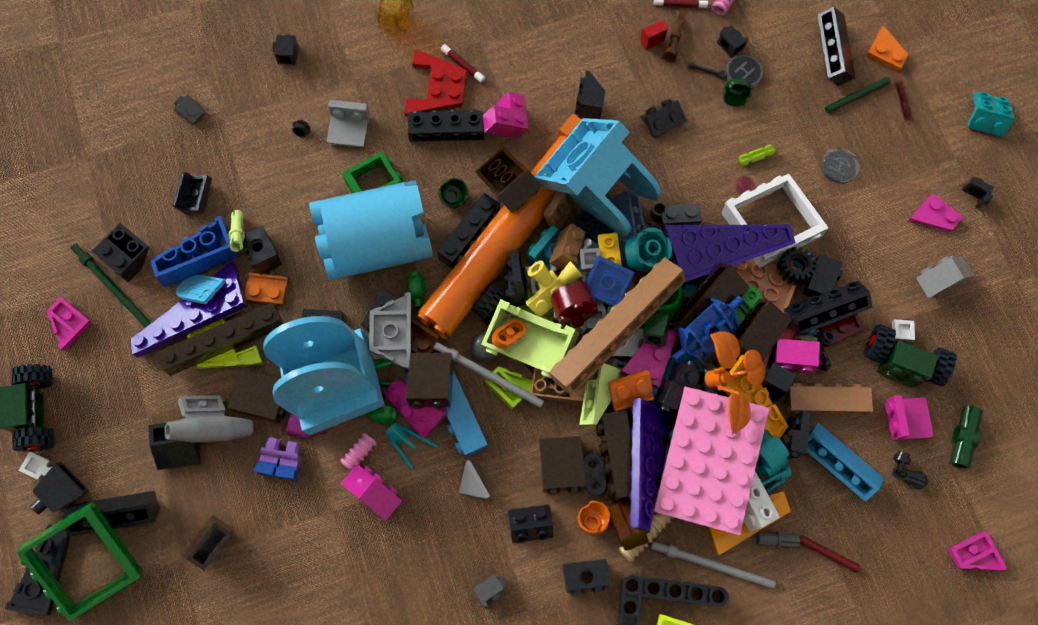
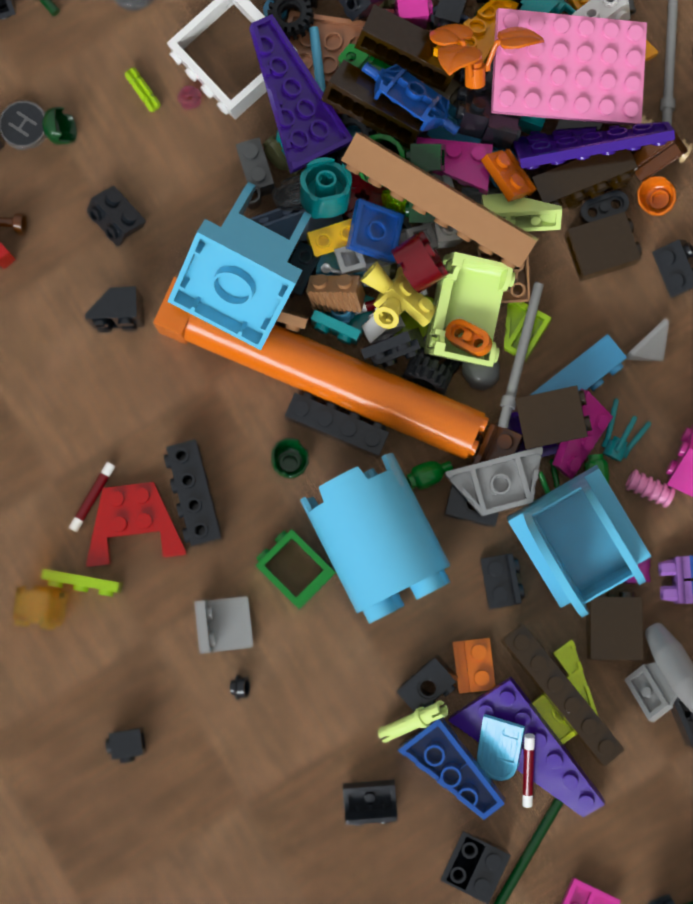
camera: 100 degrees left, 10 degrees up
(176, 304) = (528, 770): none -> dark red bar
(188, 108) = (246, 852): dark grey bracket -> none
(404, 43) = (81, 583): none -> lime plate
(508, 117) = (165, 409): dark pink brick -> none
(508, 179) = (267, 384): dark brown brick -> none
(721, 74) = (33, 154): black hinge -> none
(761, 278) = (317, 57): none -> medium azure bar

